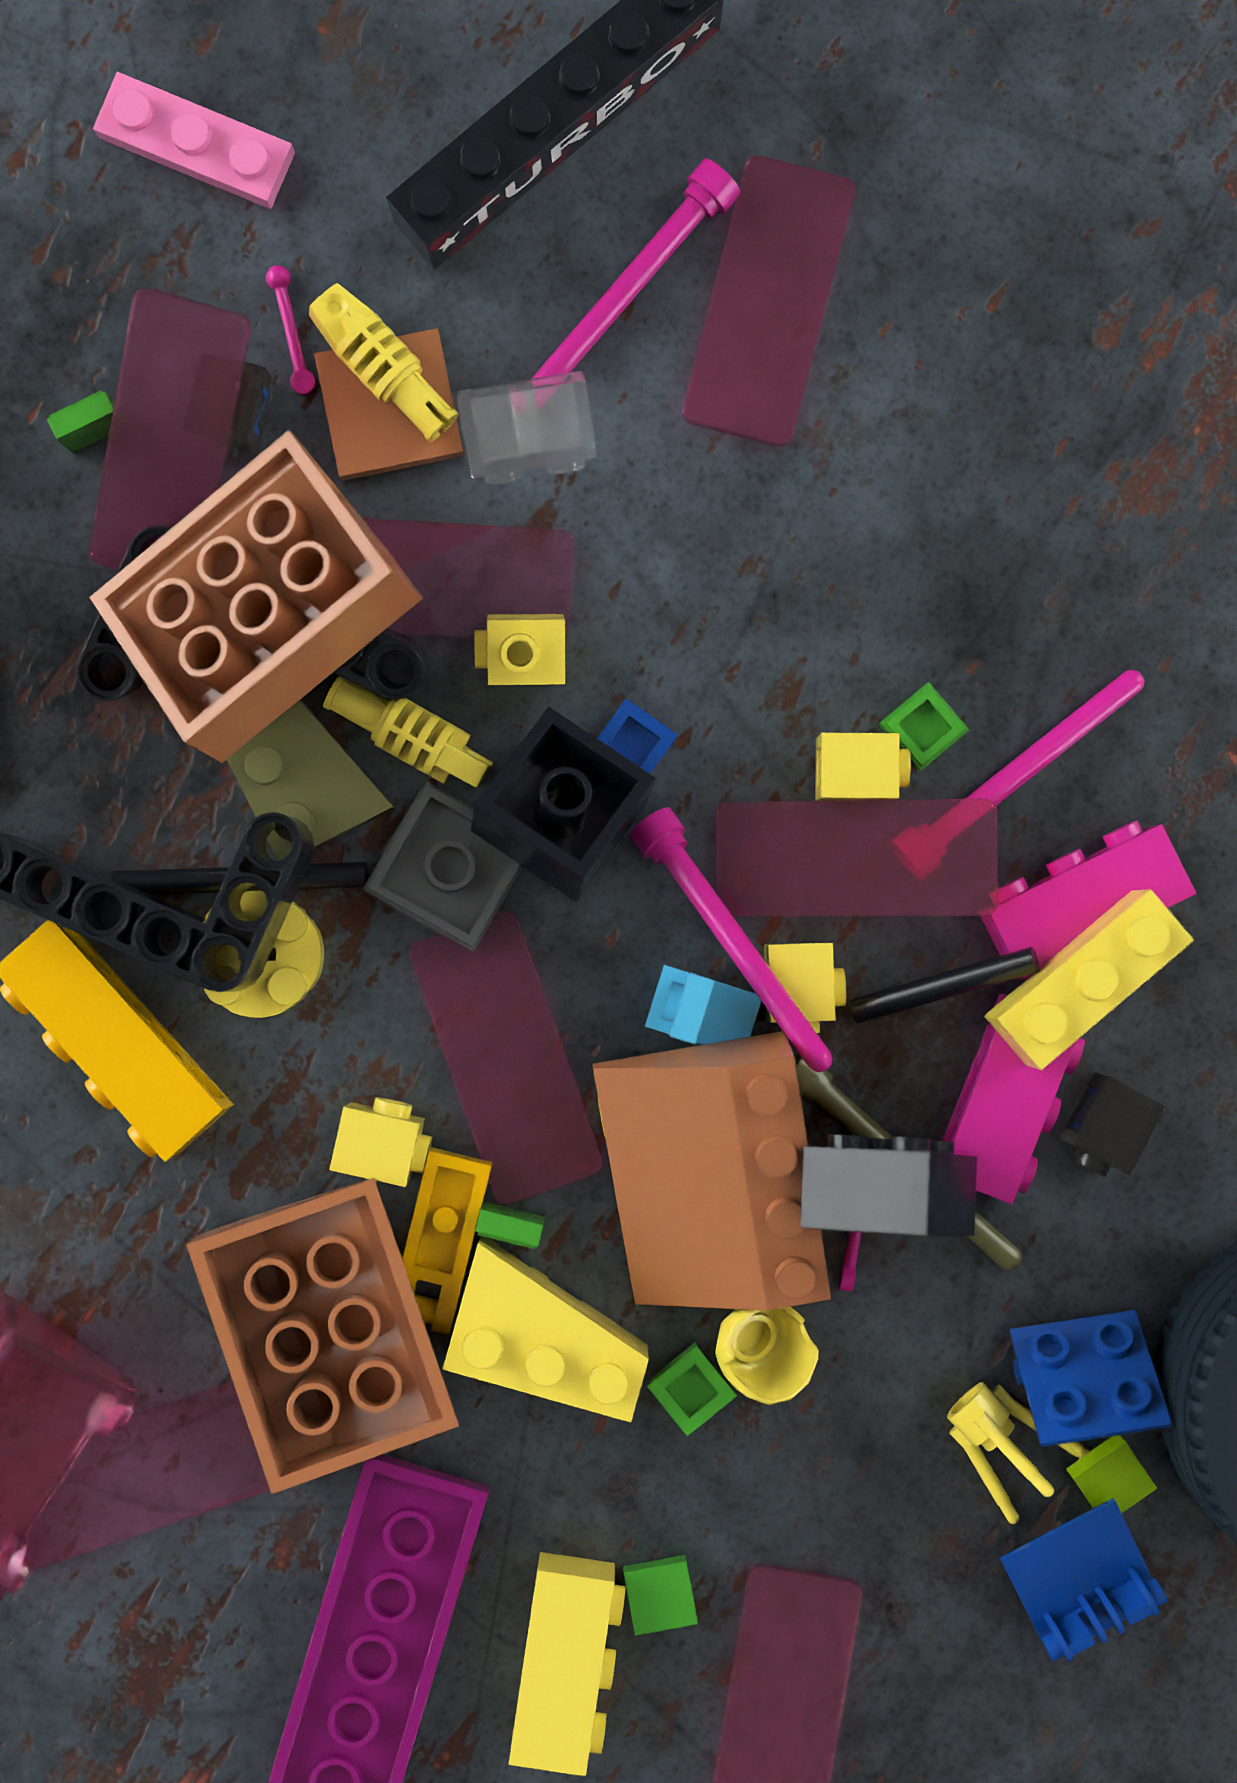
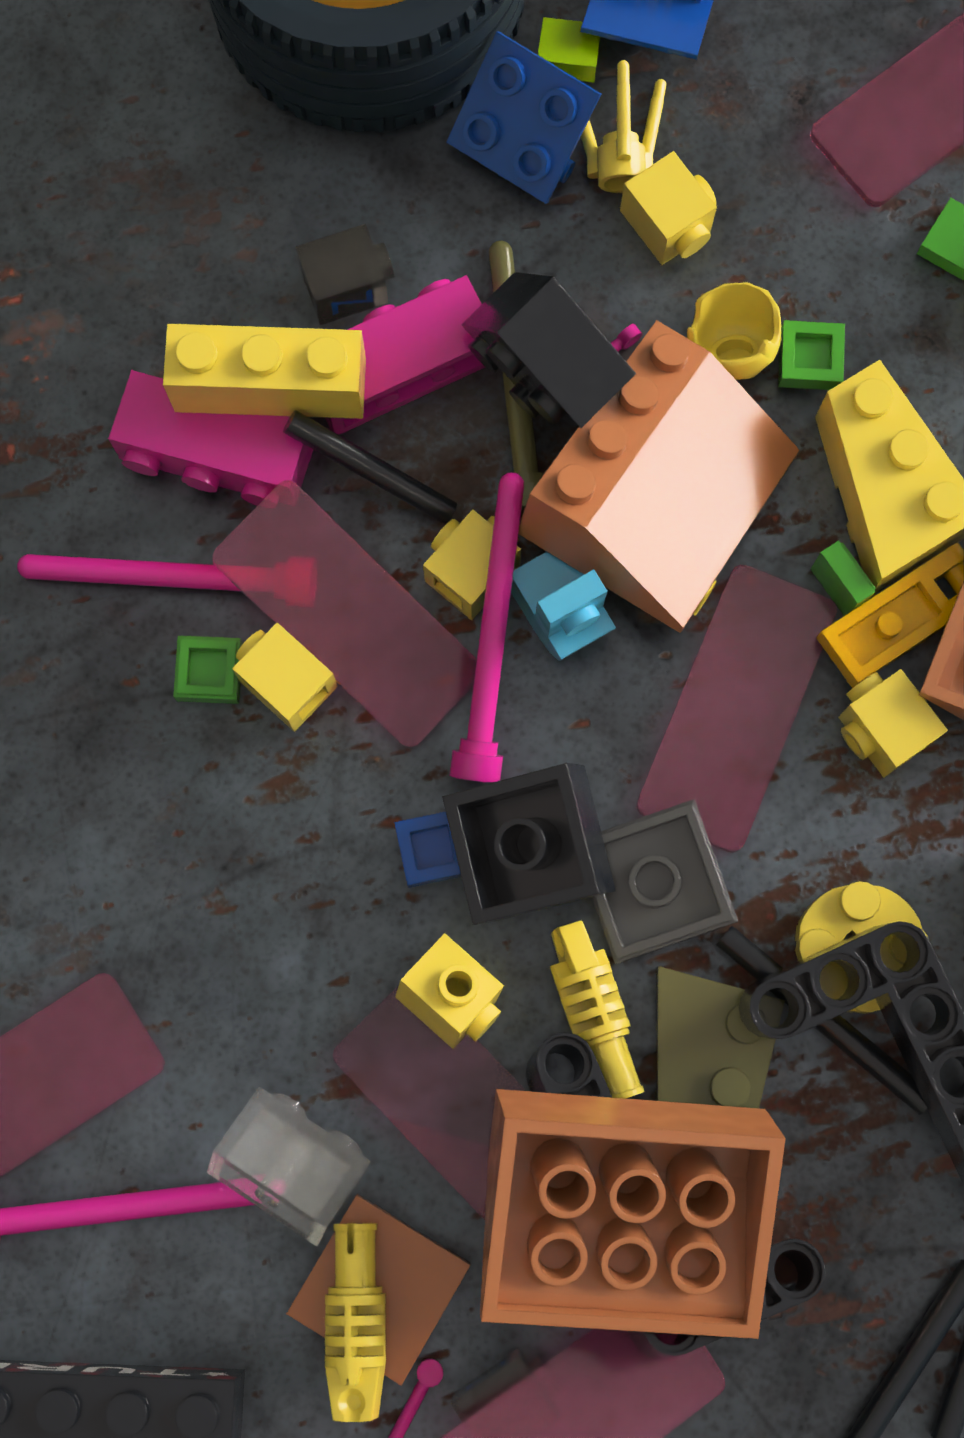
camera: 135 degrees left, 10 degrees down
(907, 1411) = (669, 208): none -> light yellow brick

